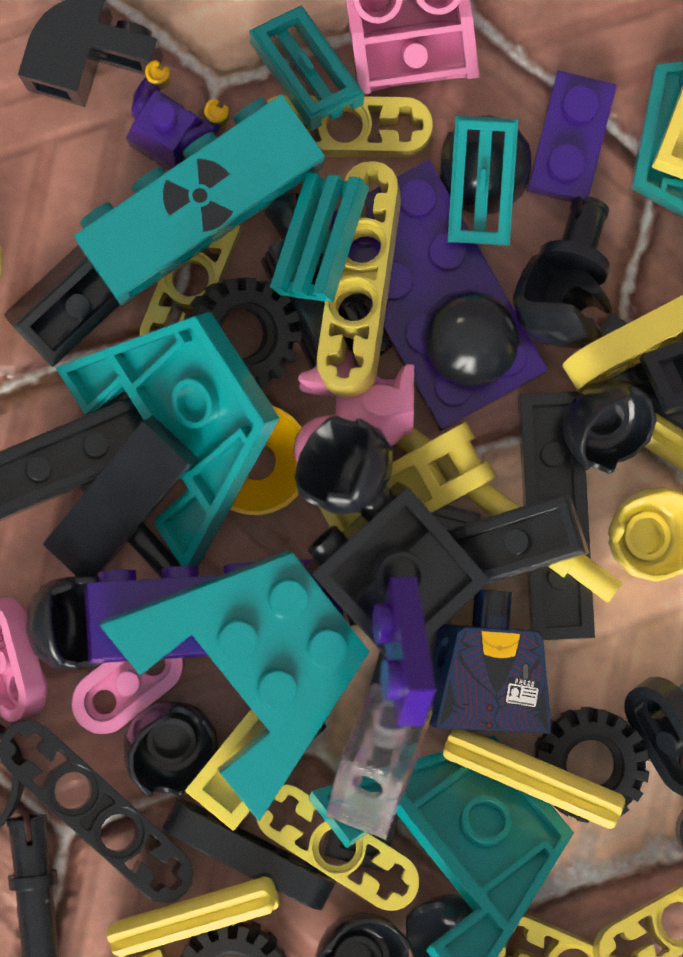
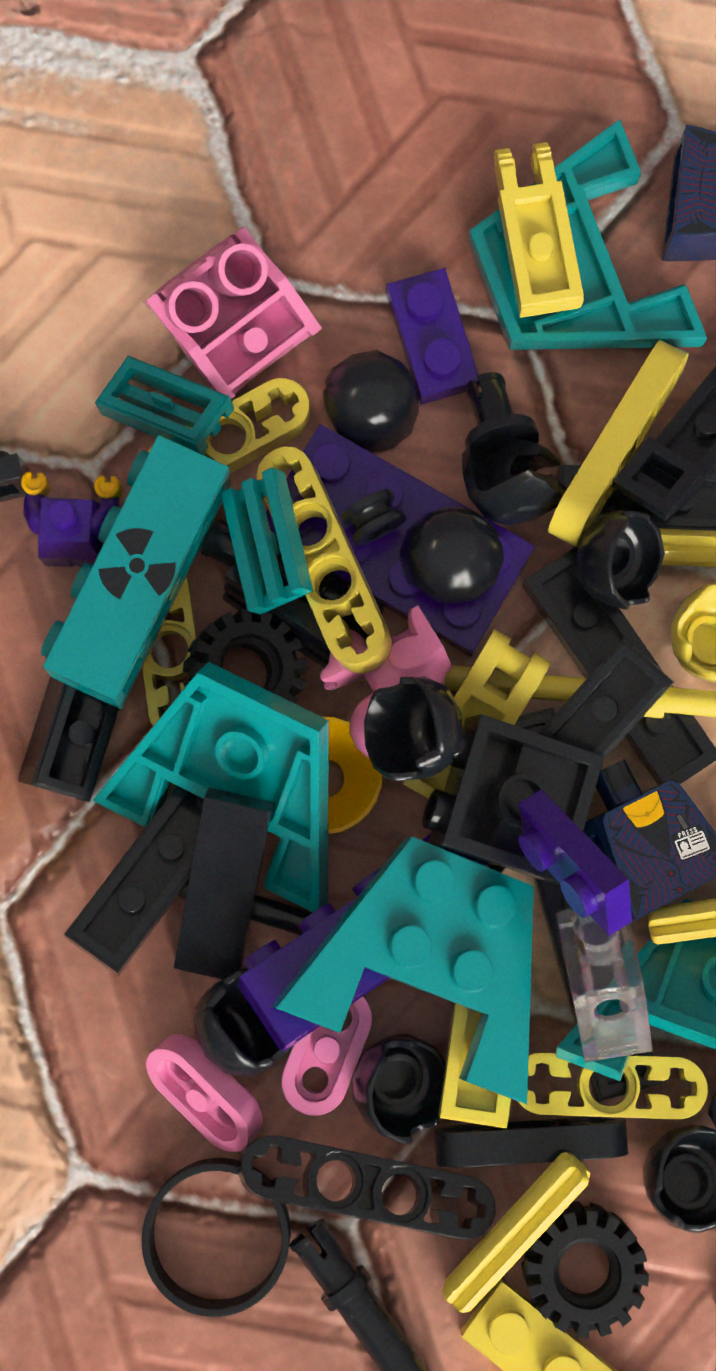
camera: 30 degrees left, 5 degrees down
(422, 267) = (373, 517): none -> black bush
(486, 126) = (403, 459): teal tile -> none

